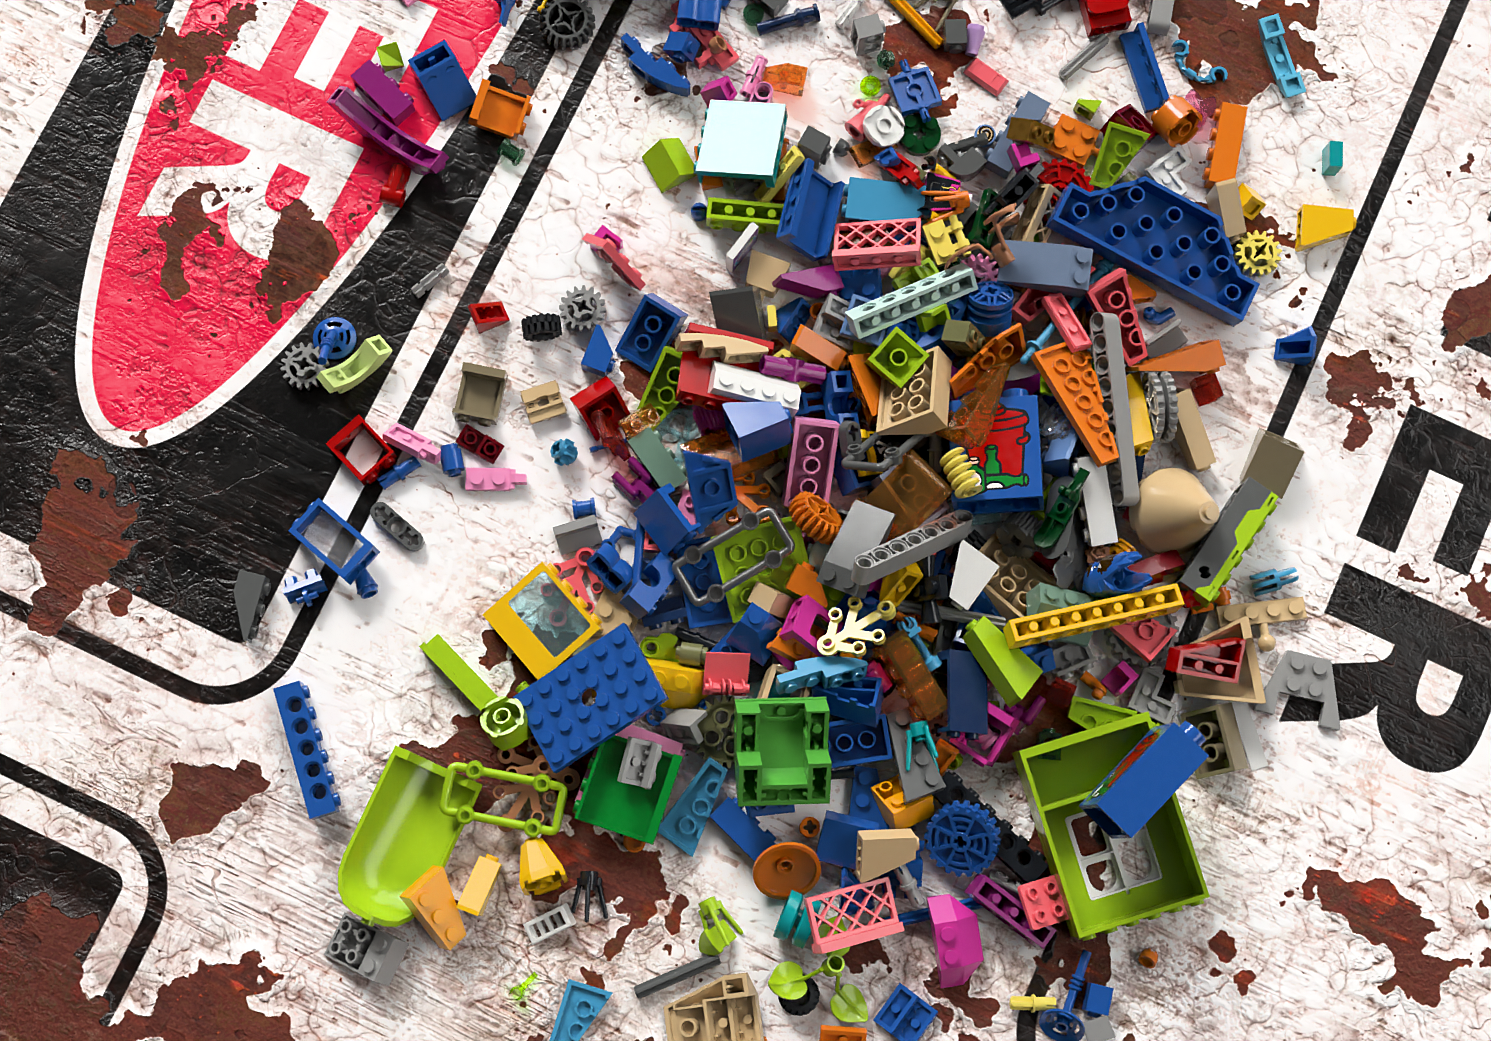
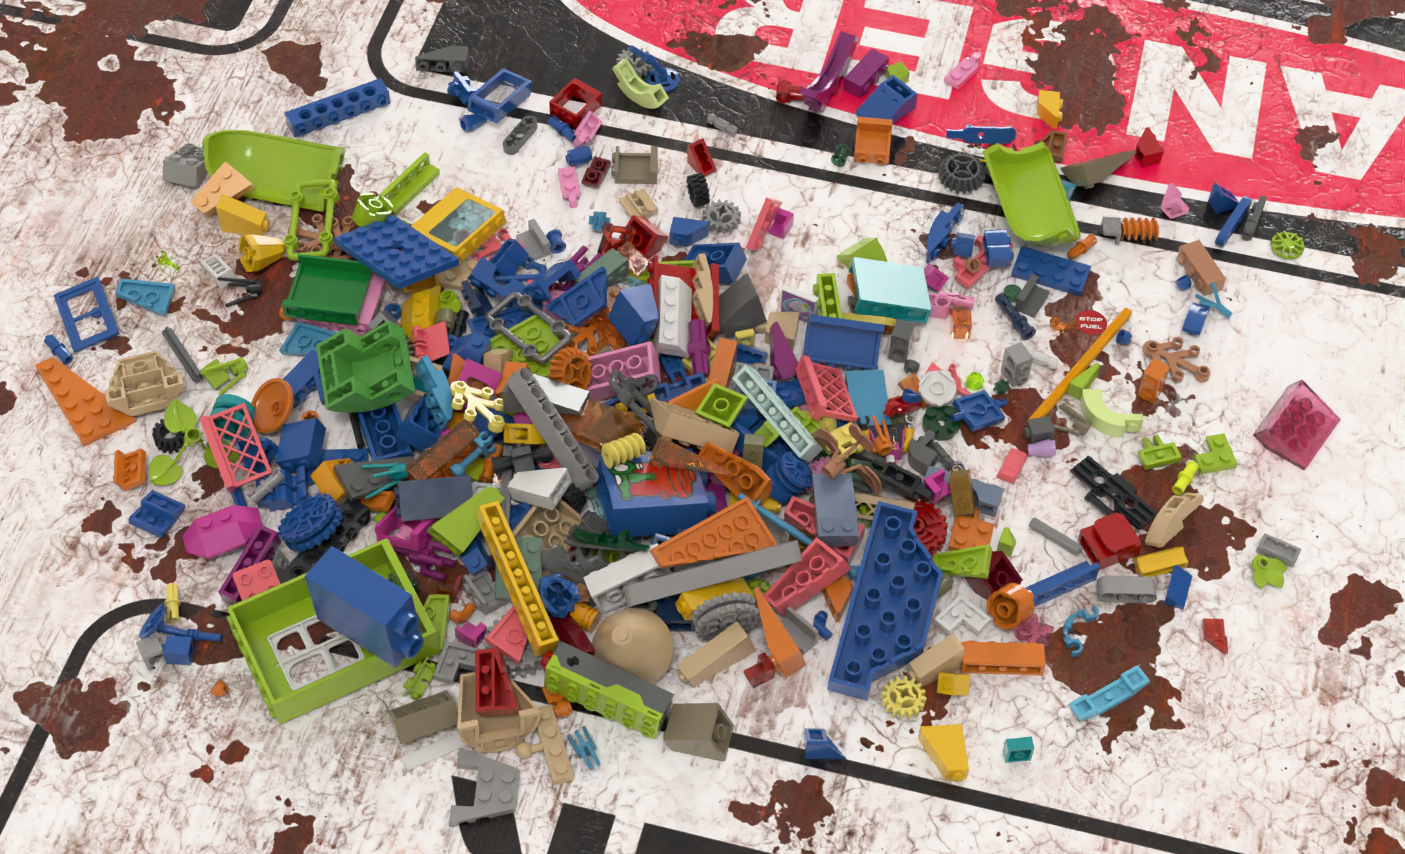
camera: 85 degrees right, 25 degrees down
(640, 762) = (348, 288): light grey bracket -> none
(883, 851) = (292, 458): tan slope -> none
(1066, 322) = (785, 528): coral tile -> none

